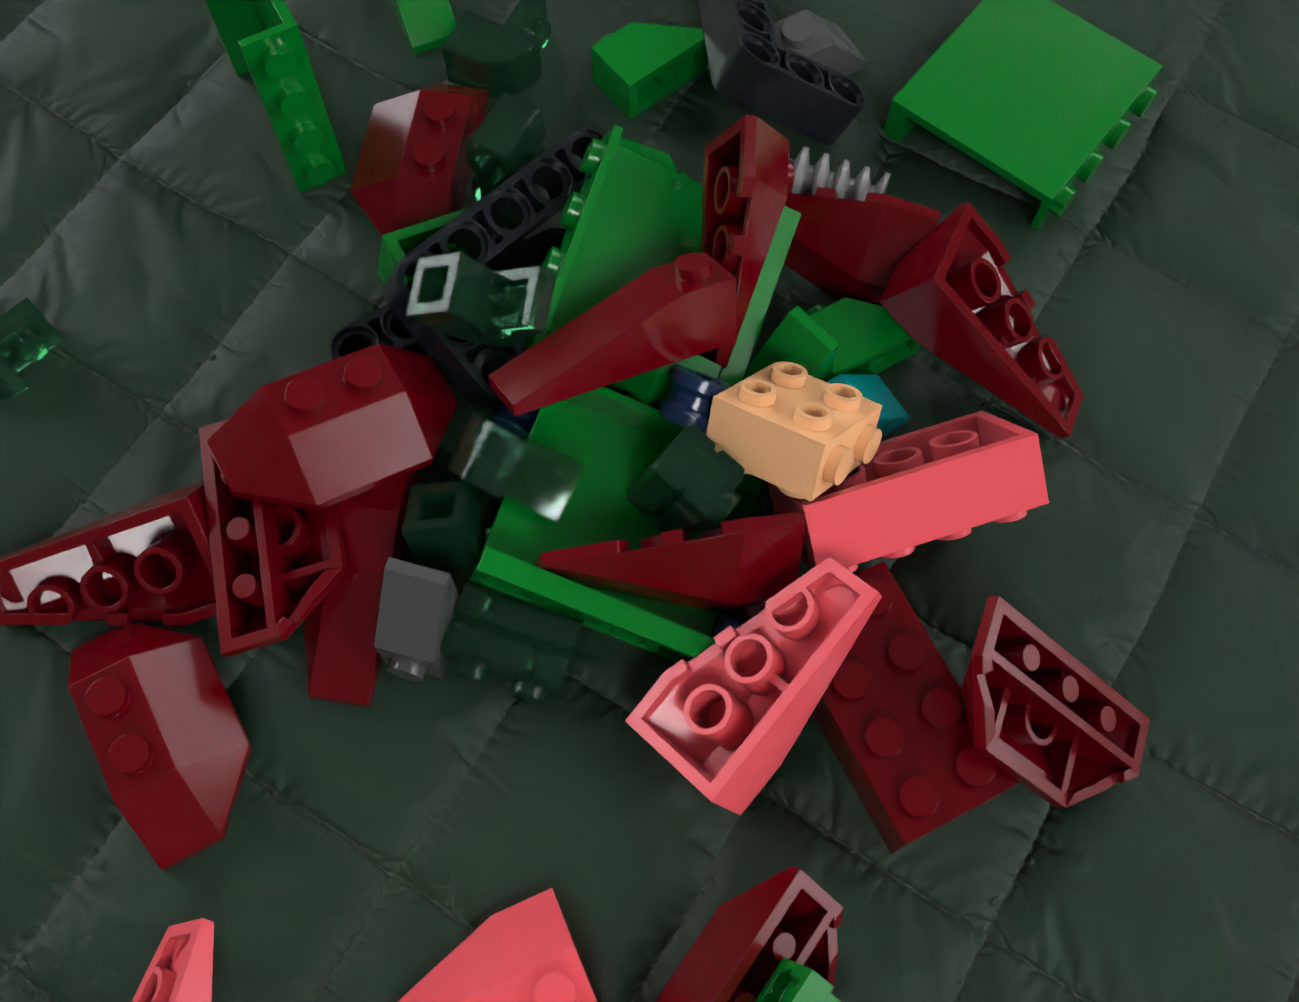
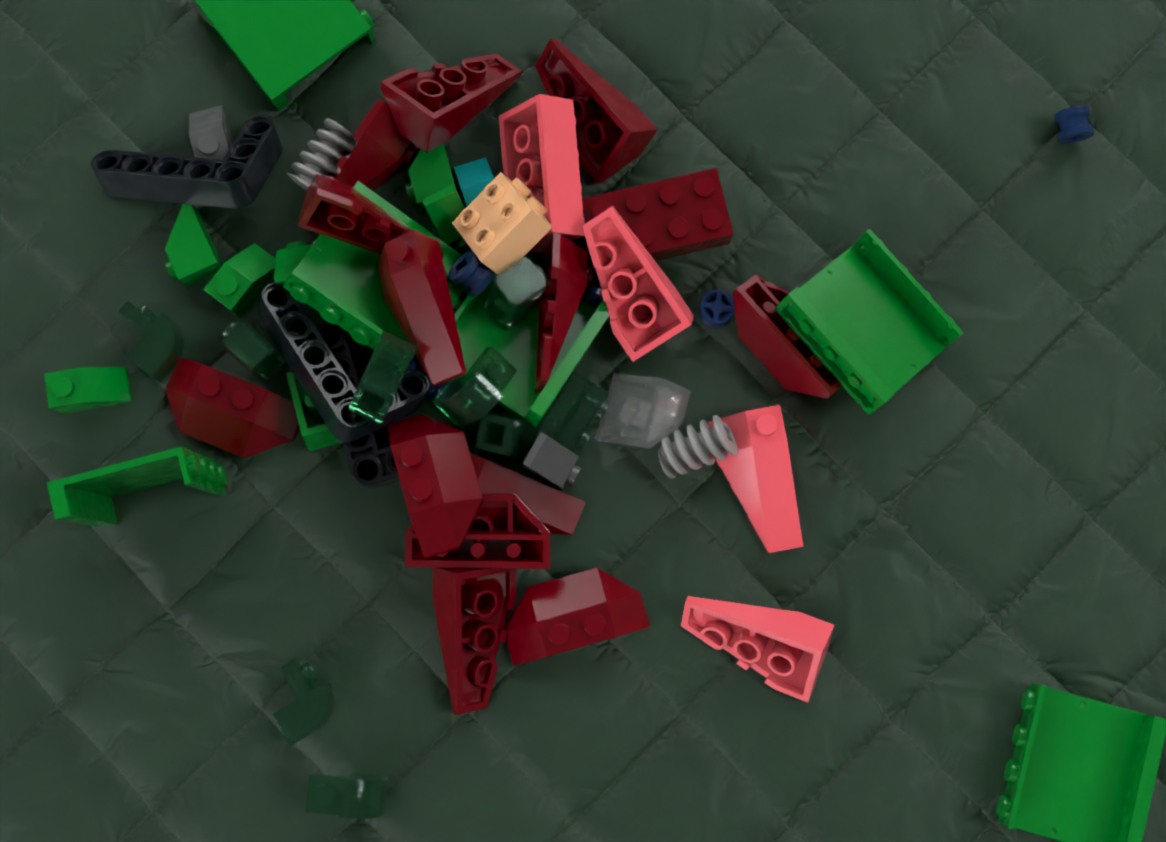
camera: 75 degrees left, 15 degrees up
(491, 871) = (696, 447): none -> light grey piece
(540, 763) = (642, 410): none -> clear slope
(604, 105) = (242, 279): none -> green slope
(771, 841) = (718, 302): none -> dark blue wheel
(1046, 559) = (608, 124): none -> dark red wedge
(1047, 712) = (684, 141): dark red wedge -> none

